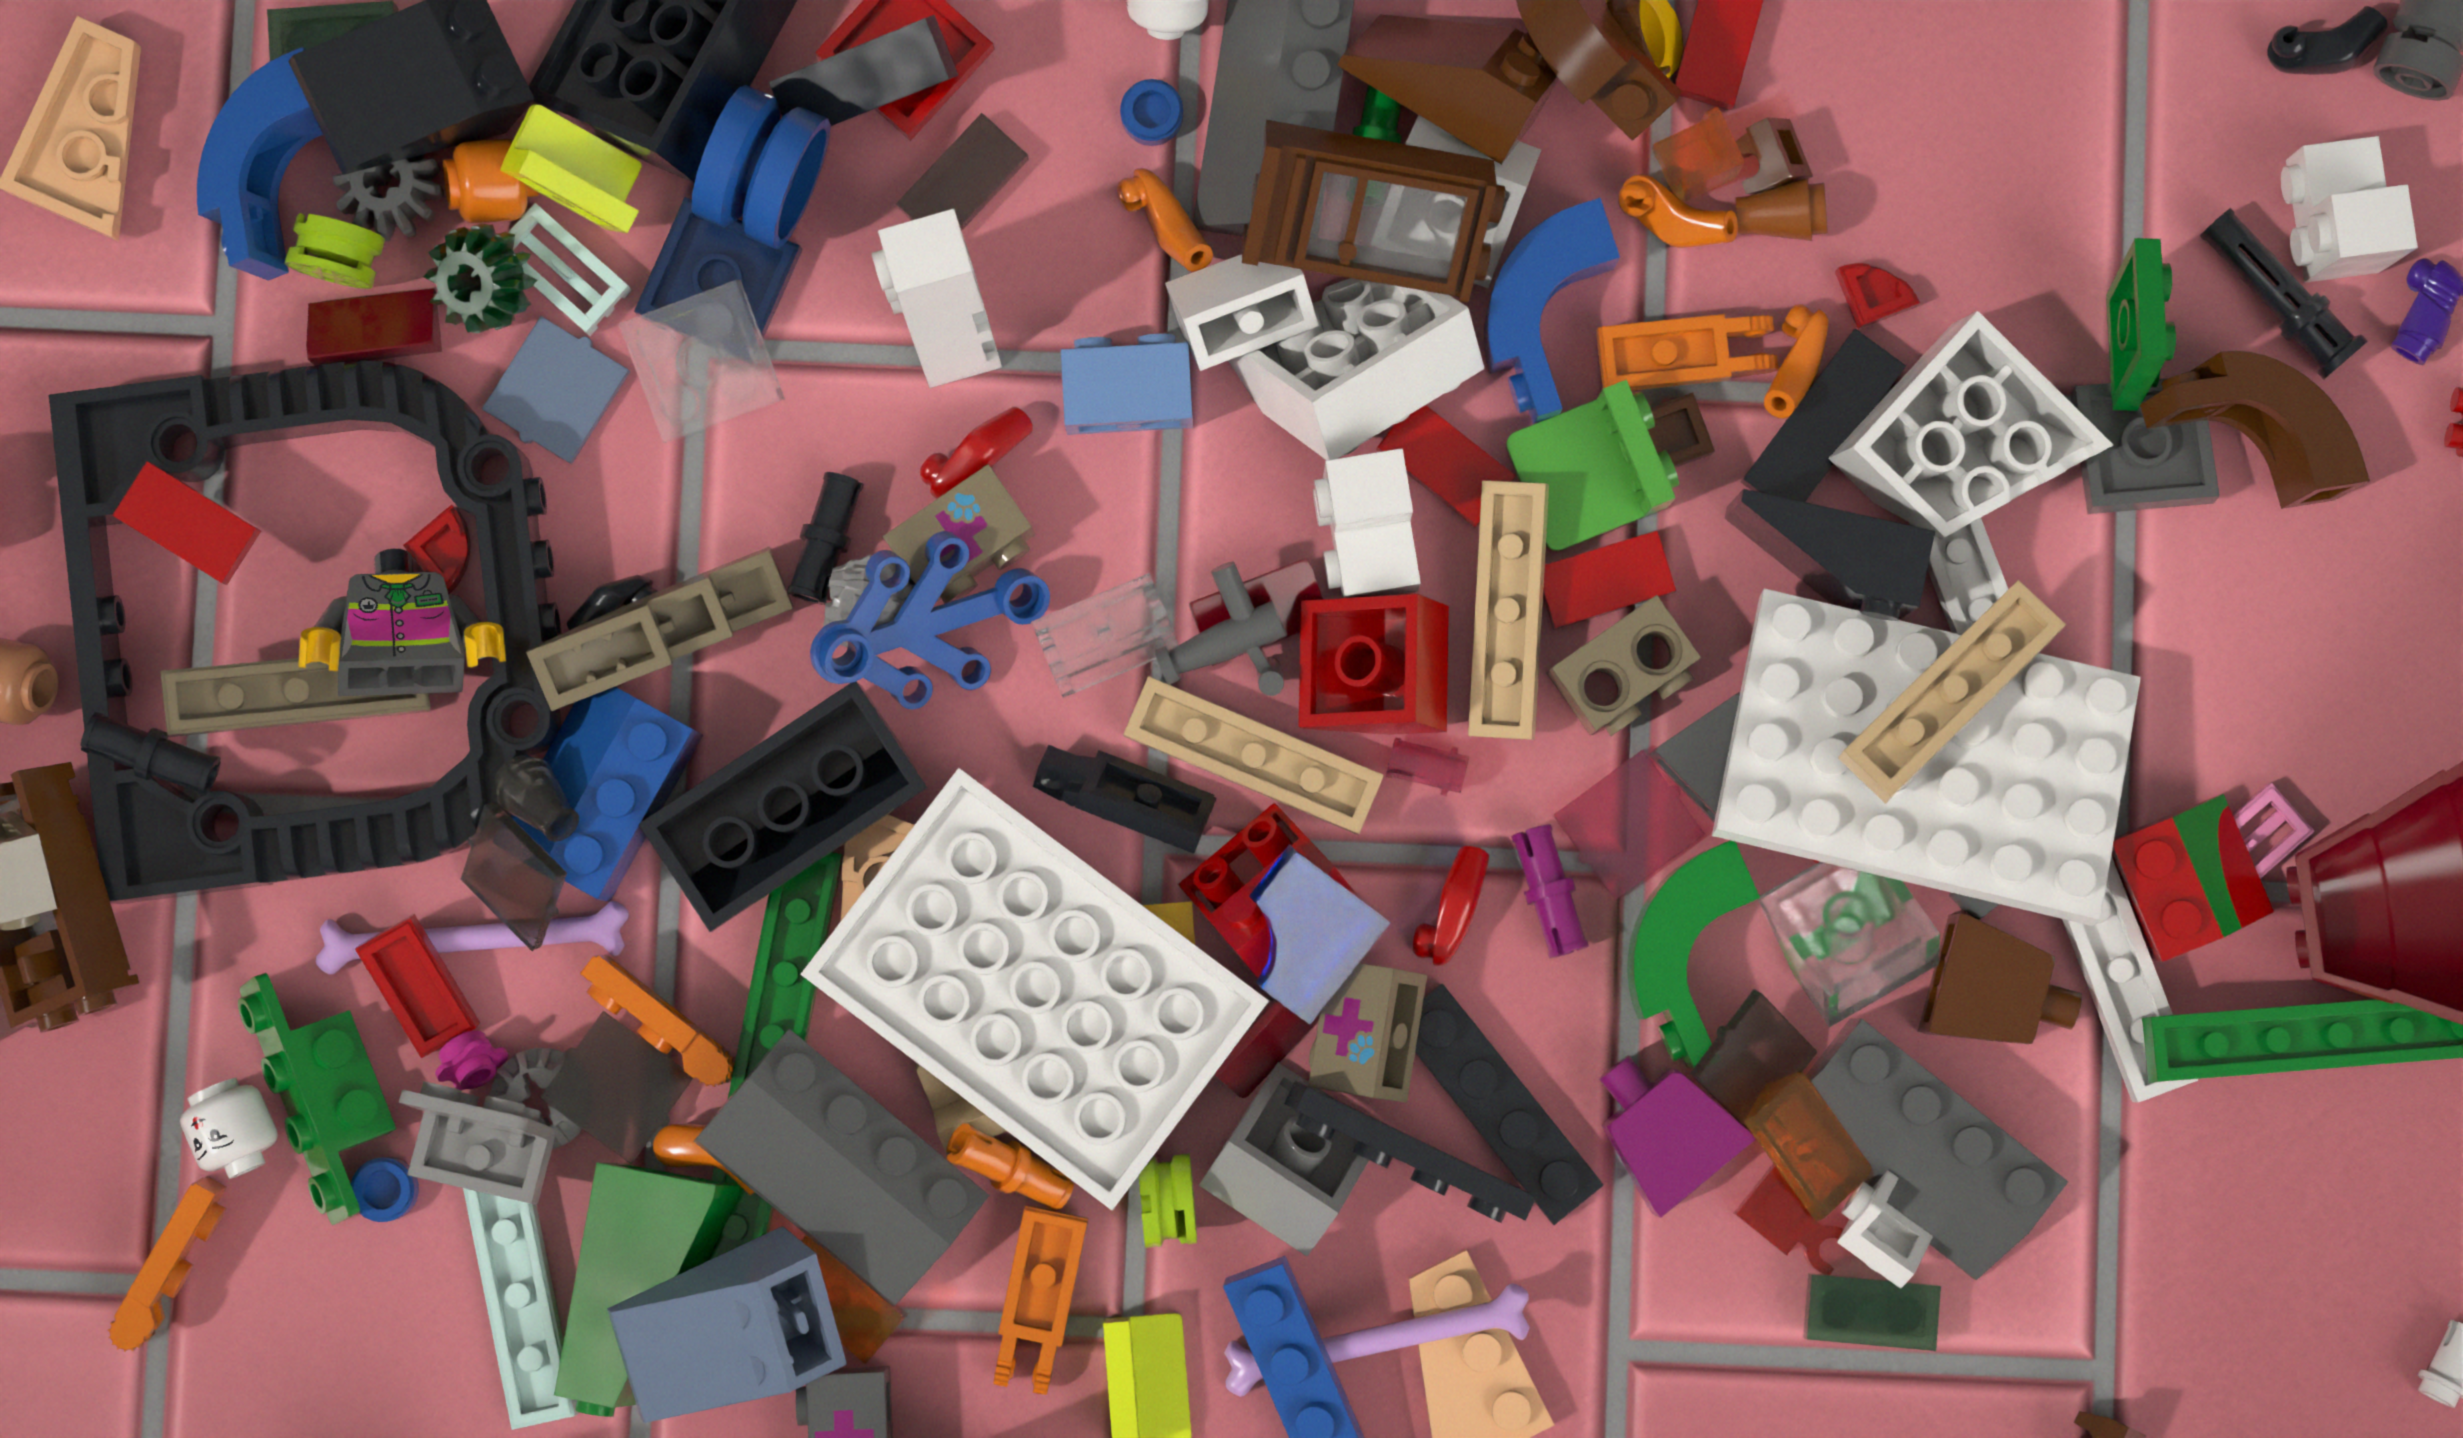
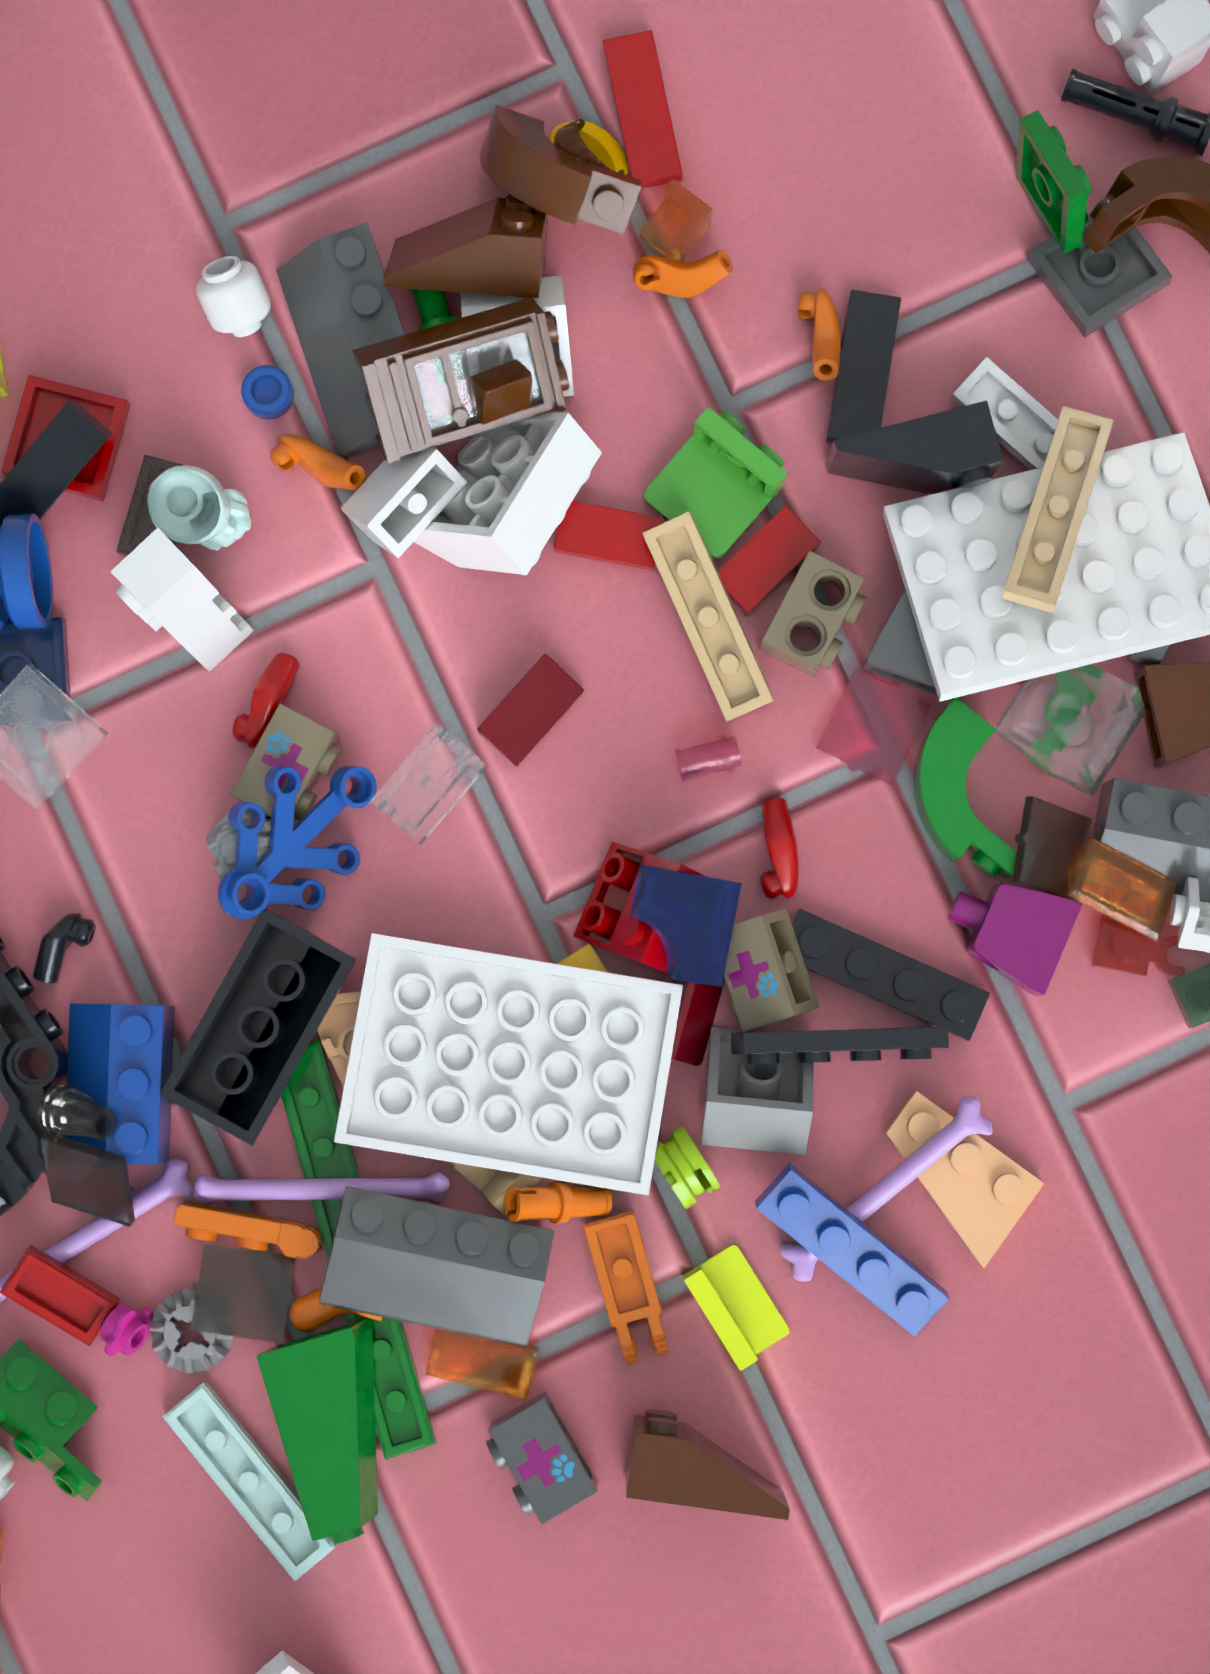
camera: 25 degrees left, 0 degrees up
(385, 1189) = (112, 1454): blue tile -> none
(479, 1148) = (164, 1391): light grey bracket -> none
(640, 957) = (209, 1189): none -> lavender piece
(659, 629) = (102, 945): dark tan slope -> none
(729, 1330) = (415, 1427): sand blue slope -> none
(825, 537) = (189, 818): black pin -> none
(1007, 203) = (196, 508): none -> light aqua hair
(1126, 385) = (351, 596): medium blue brick -> none
(1127, 795) = (503, 891): black hinge -> none
(1242, 633) = (526, 731): dark grey piece -> none
(1253, 755) = (579, 815): tan plate -> none
(1370, 525) = (574, 600): white brick -> none
(1374, 665) = (632, 705): red slope -> none
(1406, 247) = (501, 391): none -> reddish brown slope
(1550, 257) = (607, 350): blue arch -> none
(1550, 891) = (842, 802): magenta pin -> none
(1680, 351) = (736, 368): orange hinge -> none
(1681, 430) = (766, 424): reddish brown tile -> none
(1778, 155) = (732, 193): reddish brown tile -> none
(1784, 211) = (758, 231): dark orange cone -> none
(1874, 293) = (851, 258): red tile -> none
(1965, 432) = (968, 321): white wedge -> none

